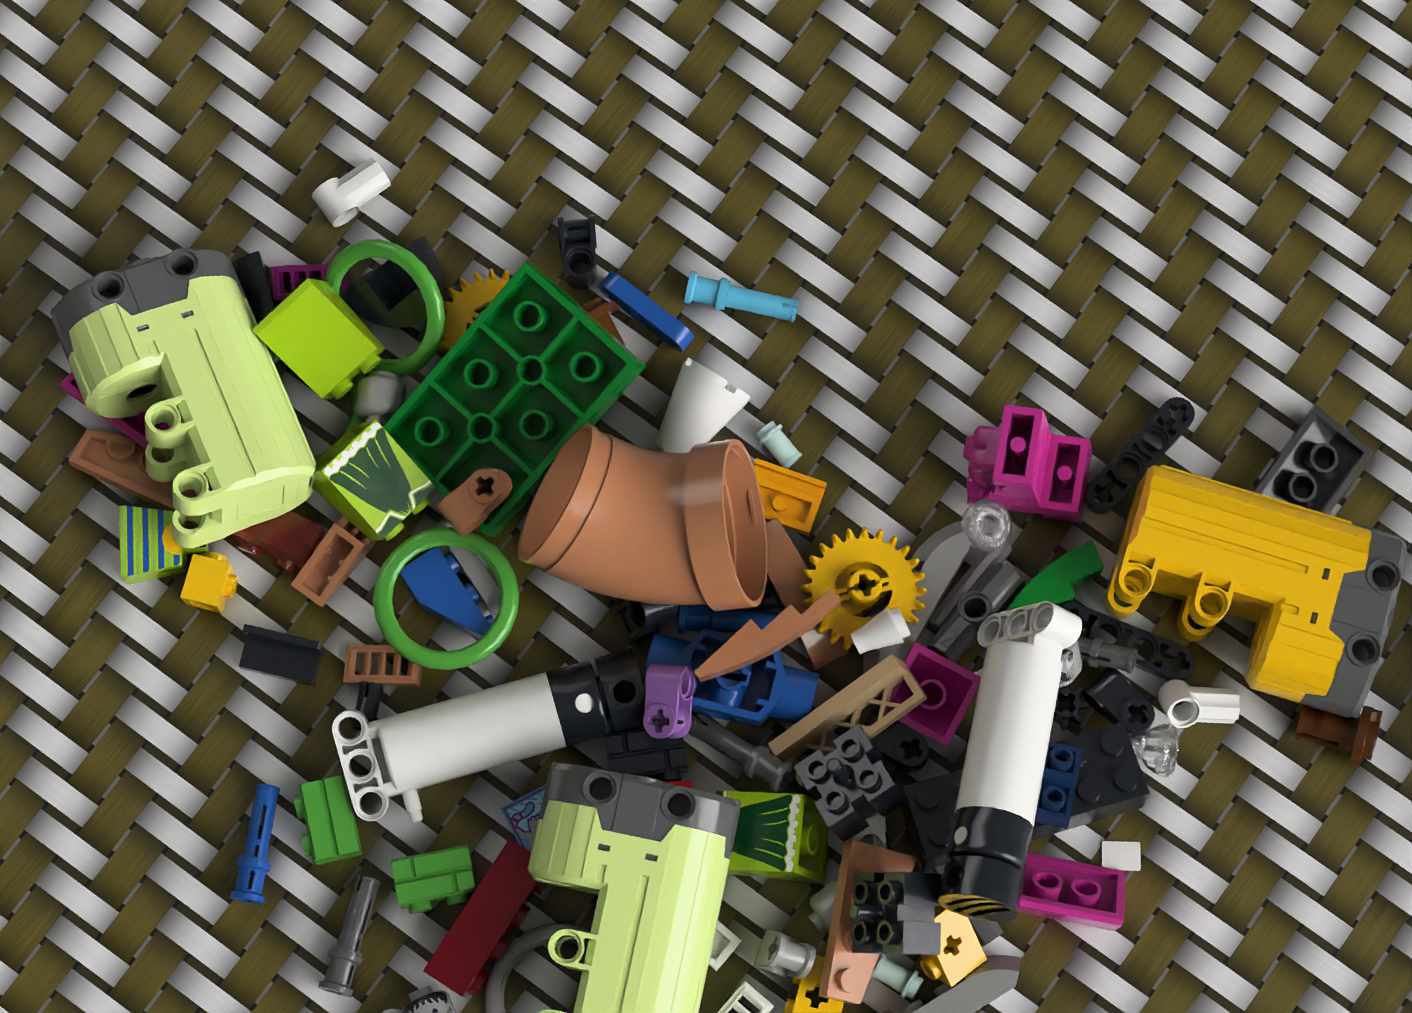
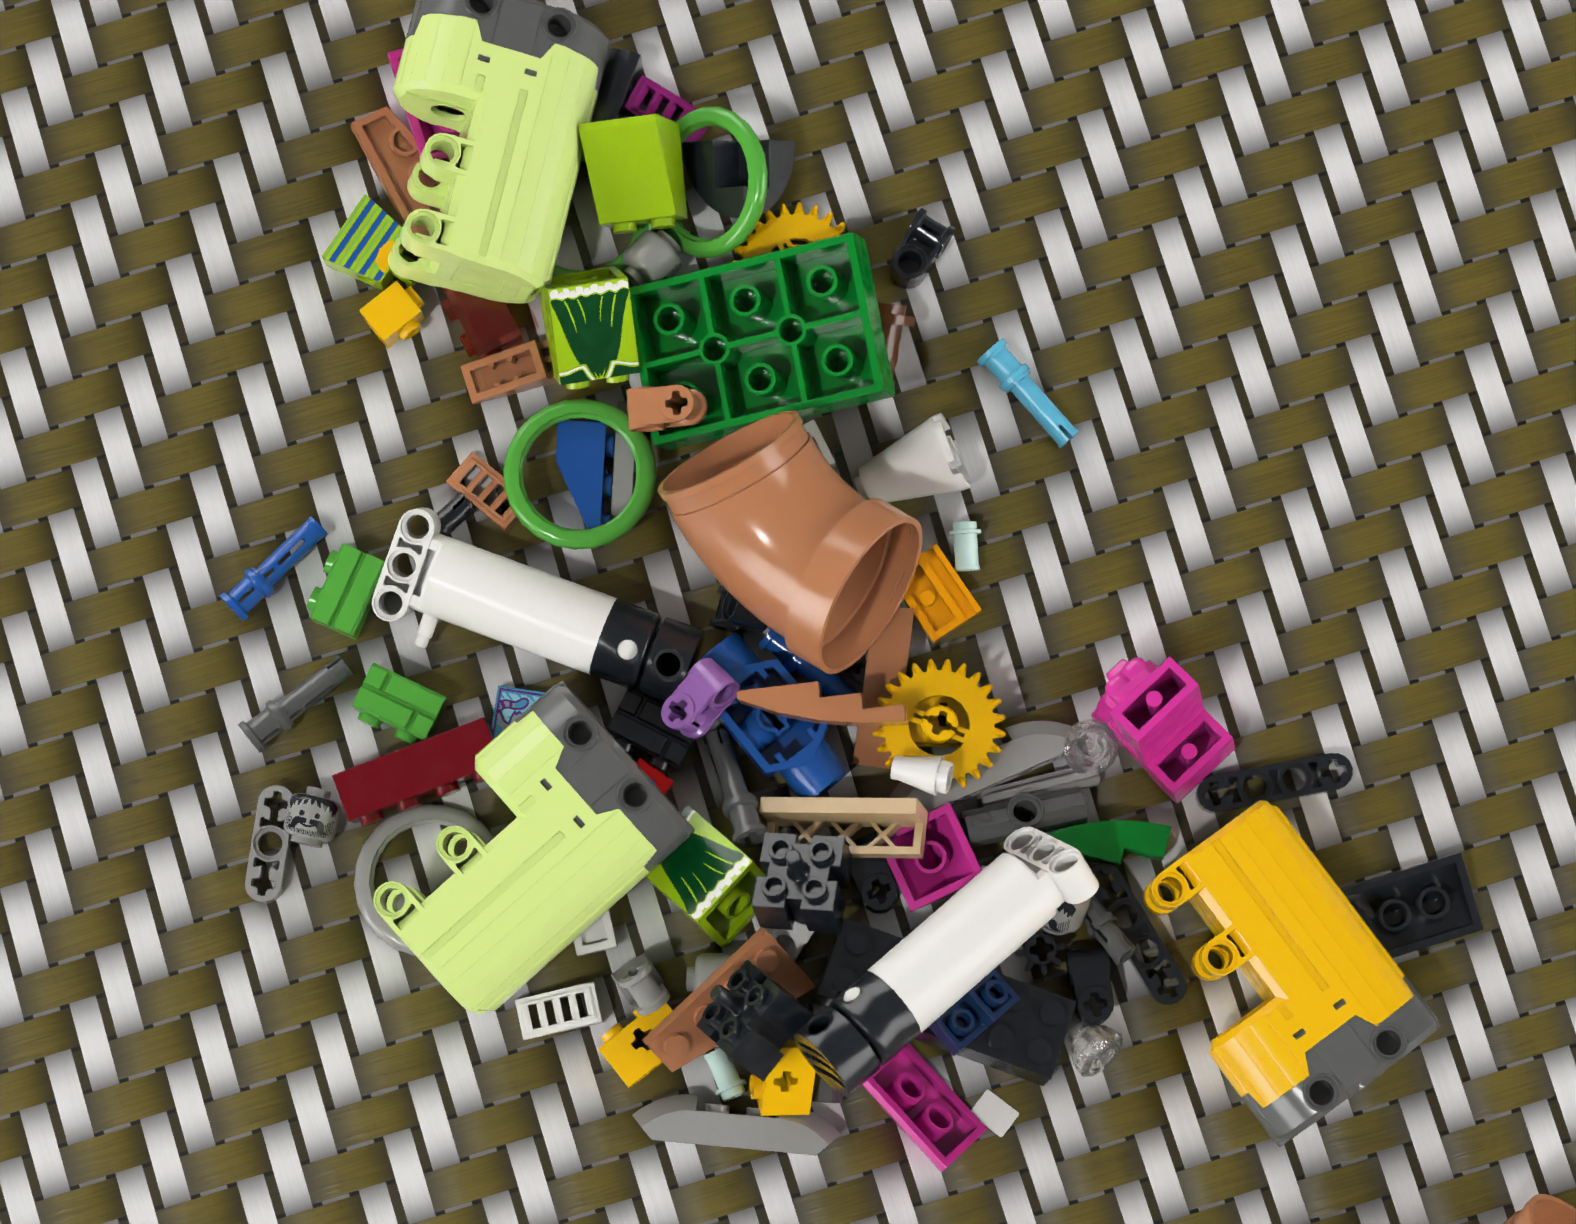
camera: 40 degrees right, 5 degrees up
(281, 655) = (409, 421): black panel -> none
(342, 197) = (748, 57): white piece -> none
(646, 312) = (937, 346): blue beam -> none
(1199, 704) = (1156, 1033): white piece -> none
(1341, 733) = (1270, 1162): reddish brown piece -> none

